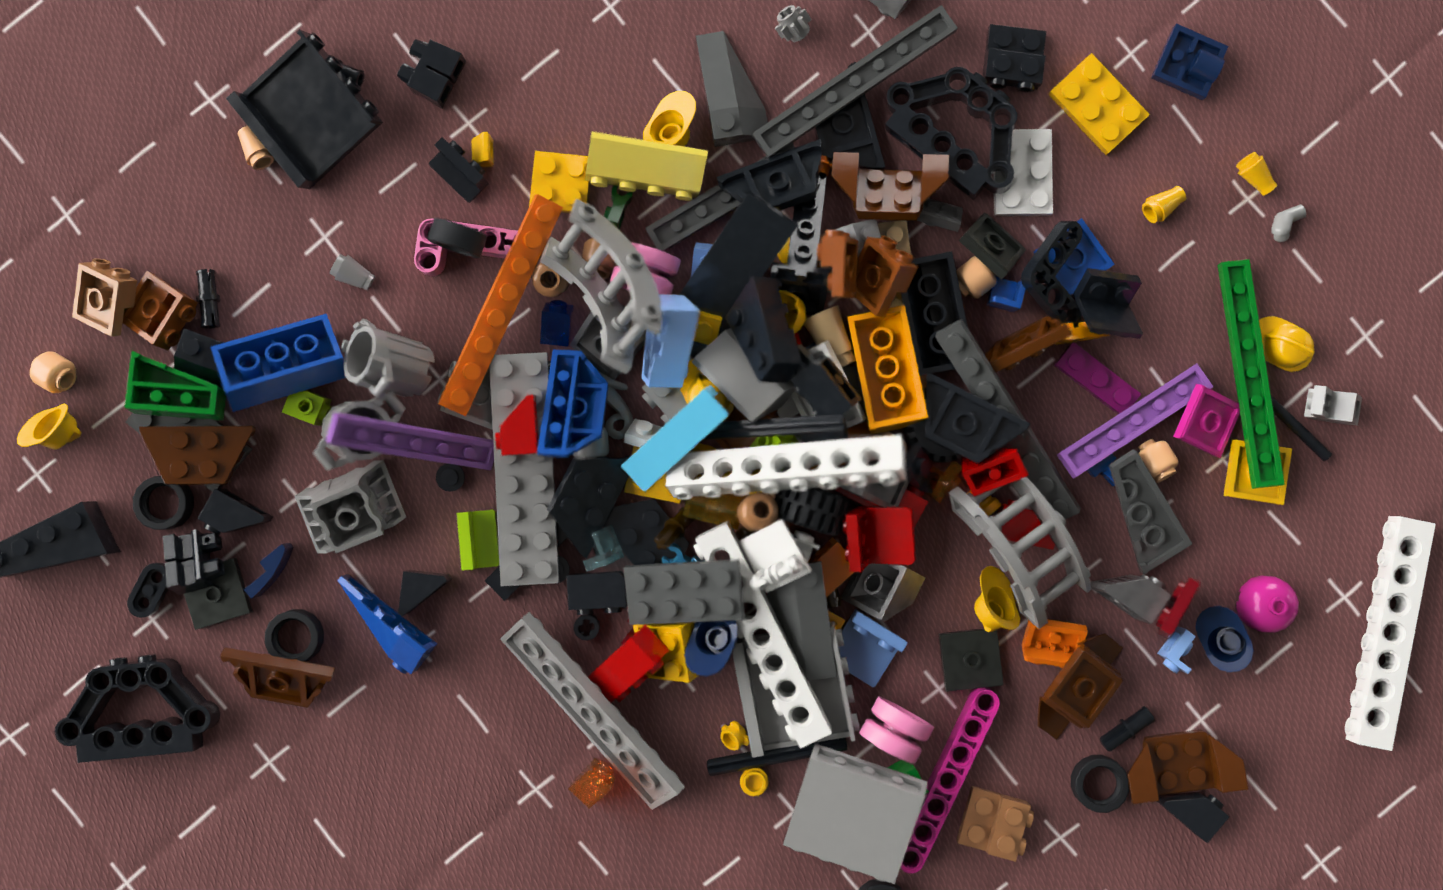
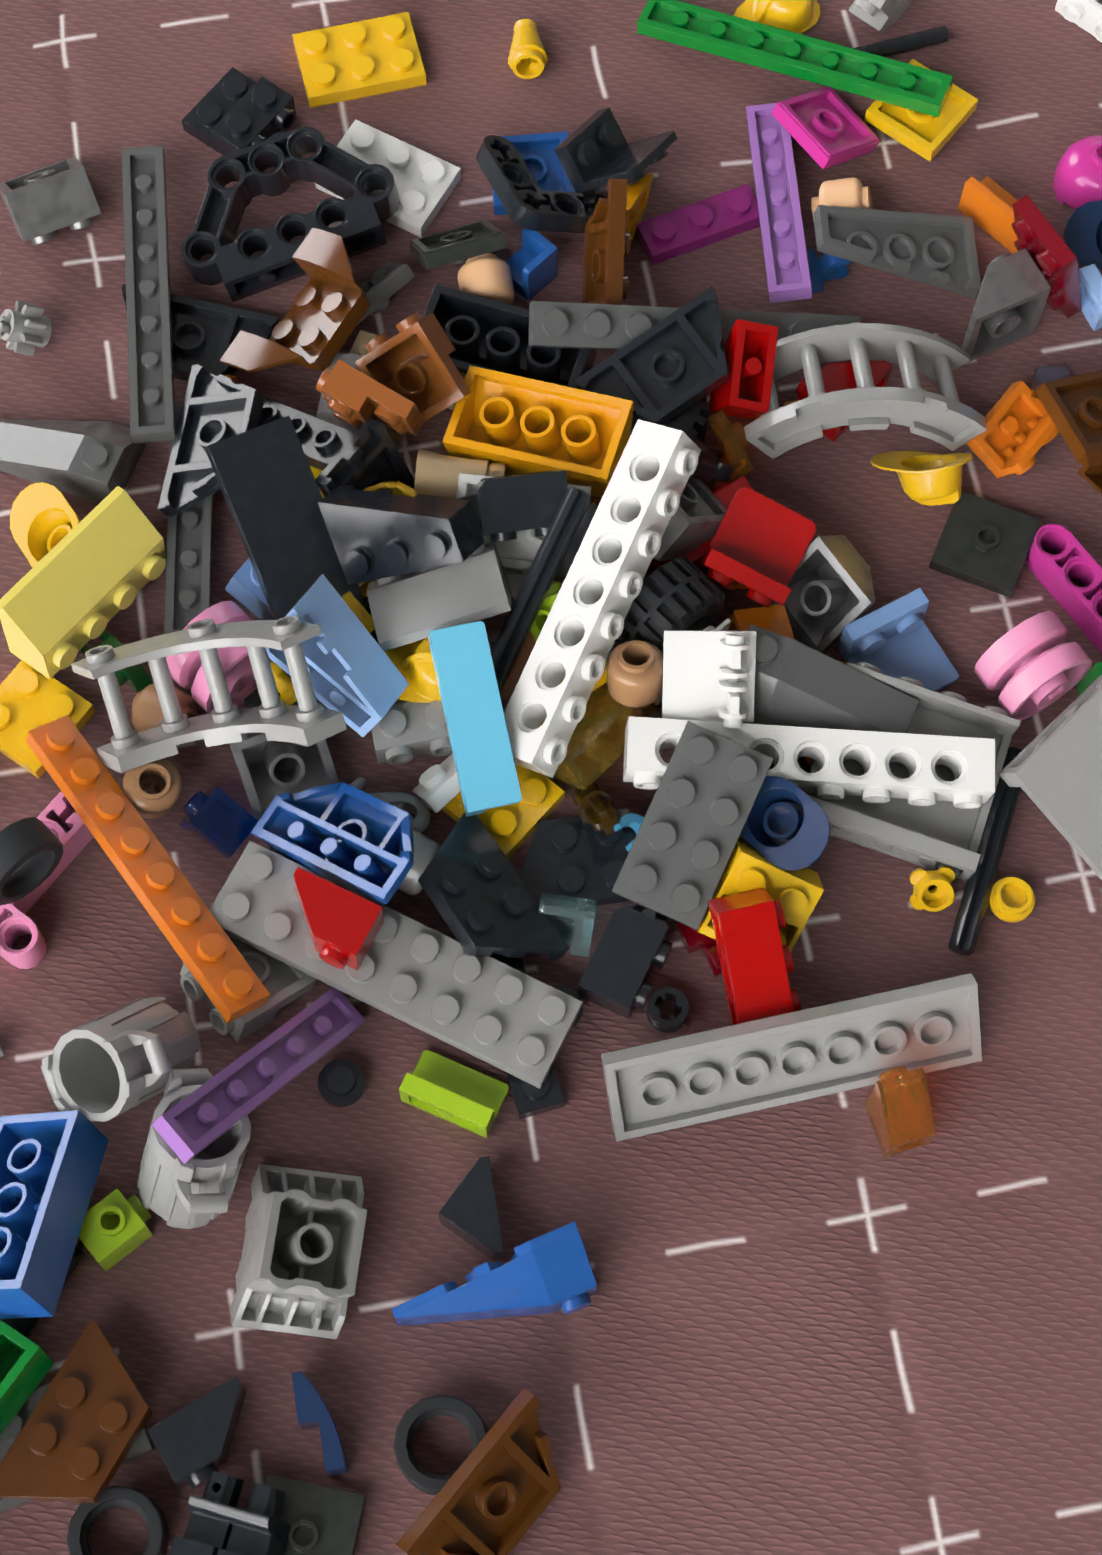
camera: 60 degrees left, 20 degrees down
(1208, 558) = (990, 209): none -> orange panel

